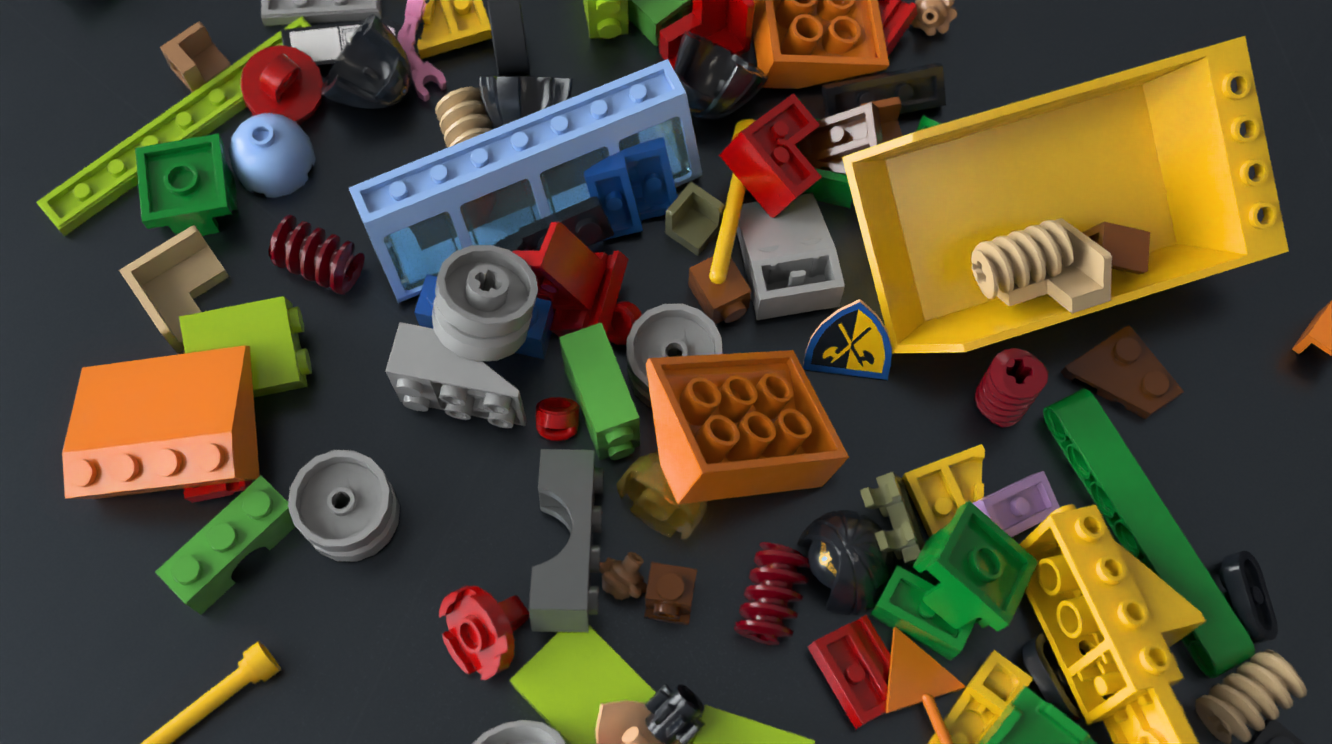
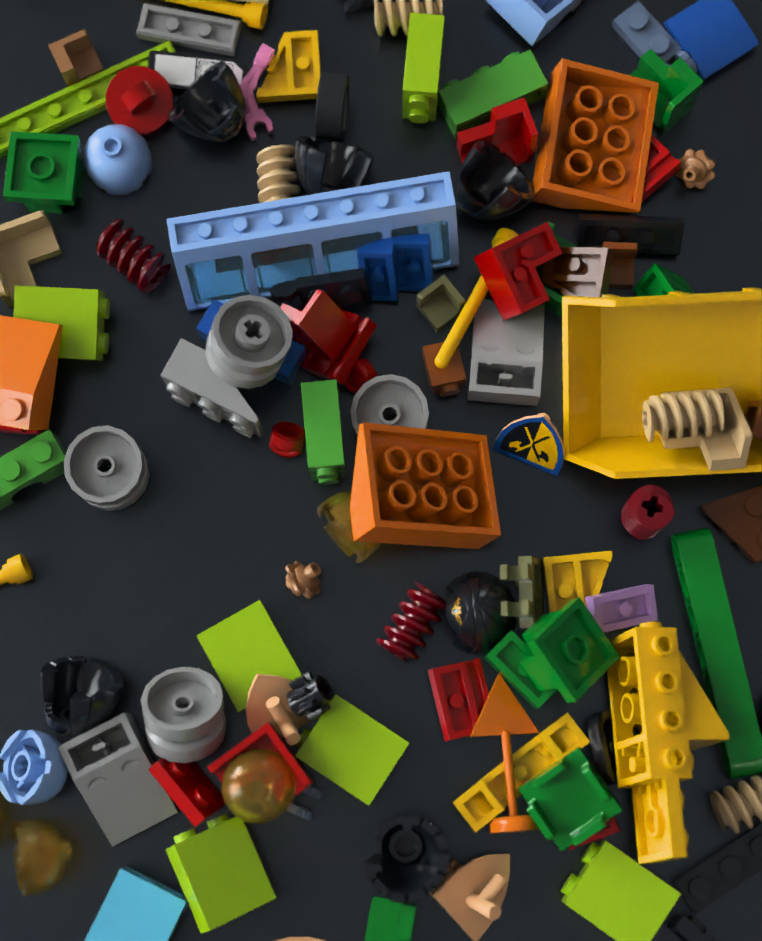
camera: 20 degrees right, 10 degrees up
(481, 629) = (185, 591): red tile -> none
(562, 586) = (252, 578): dark grey arch -> none
(670, 593) = (335, 602): reddish brown brick -> none

